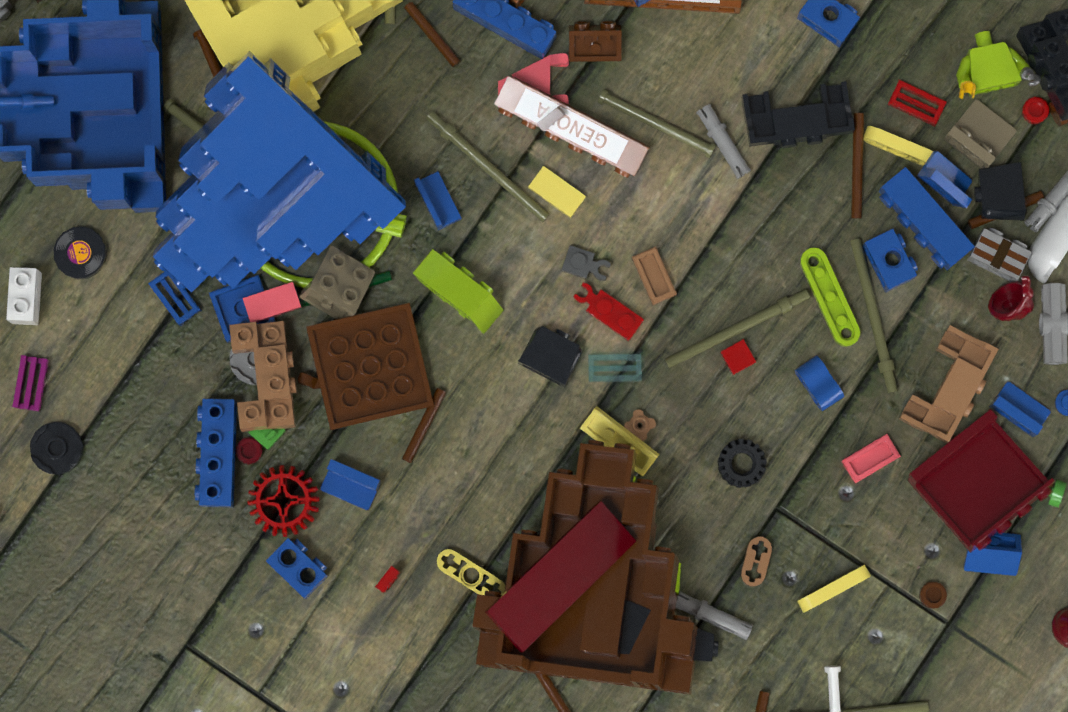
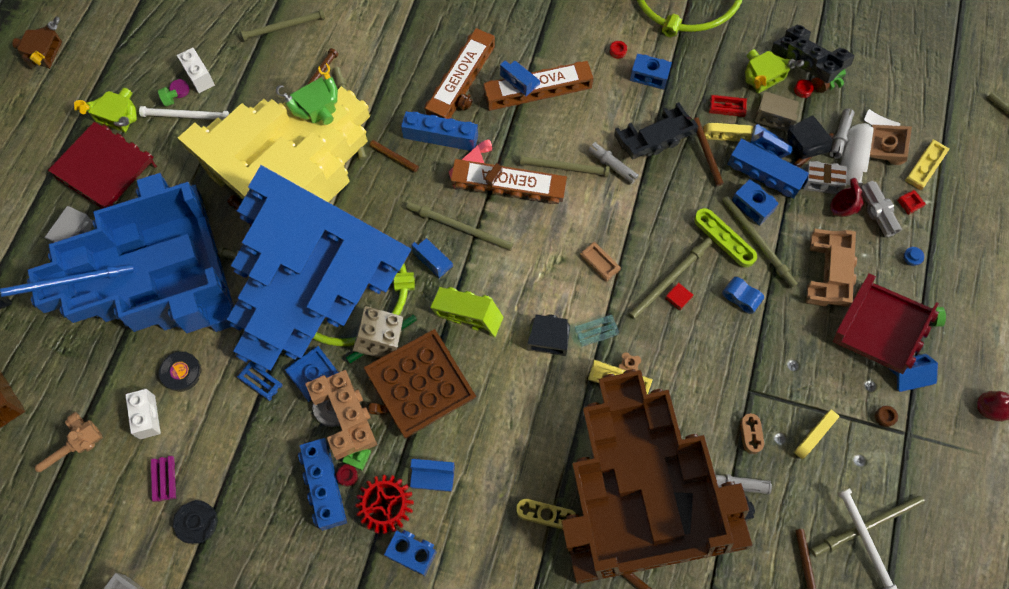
camera: 20 degrees left, 15 degrees down
(272, 302) = (334, 360): coral tile -> none
(388, 579) = (484, 538): red tile -> none
(423, 426) = (473, 415): reddish brown bar -> none
(557, 192) = (513, 227): light yellow tile -> none
(560, 576) = (619, 487): dark red tile -> none
(580, 263) = (546, 268): dark grey plate -> none
(594, 42) = (505, 128): reddish brown bracket -> none
(610, 312) = (578, 294): red plate -> none
(758, 463) = (704, 374): black tyre -> none
(870, 458) = (799, 335): coral tile -> none
(1020, 409) = (885, 271): blue panel -> none

